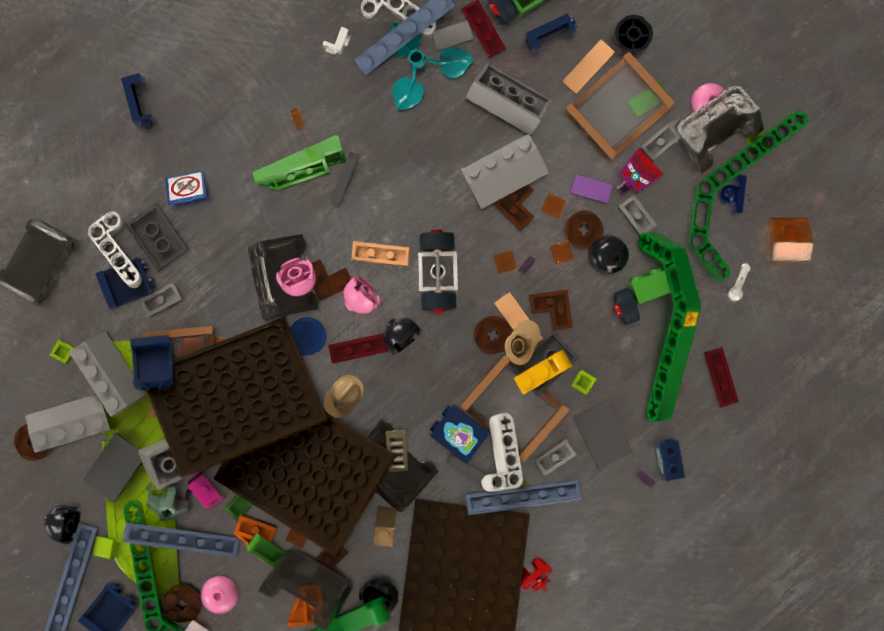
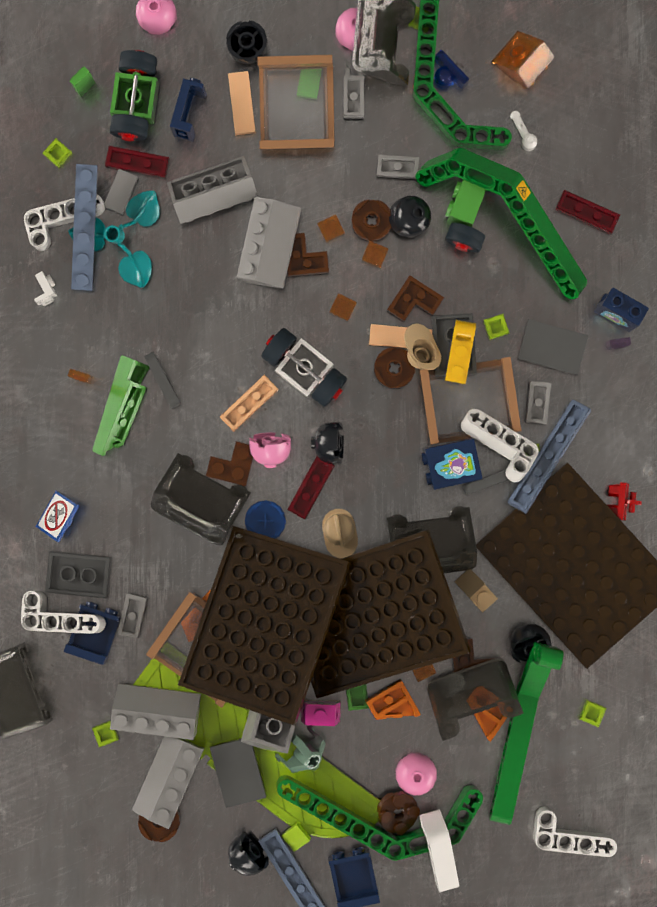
camera: 40 degrees left, 0 degrees up
(152, 362) = (178, 667): dark blue panel -> none
(180, 539) = (344, 769): sand blue plate -> none
(265, 550) = (412, 705): bright green tile -> none
(296, 277) = (209, 487): bright pink cylinder -> none
(400, 462) = (436, 531): dark tan slope -> none
(526, 265) = (361, 291): clear purple tile -> none
(591, 189) = (343, 185): medium lavender tile -> none
(638, 173) = (363, 136): torso -> none

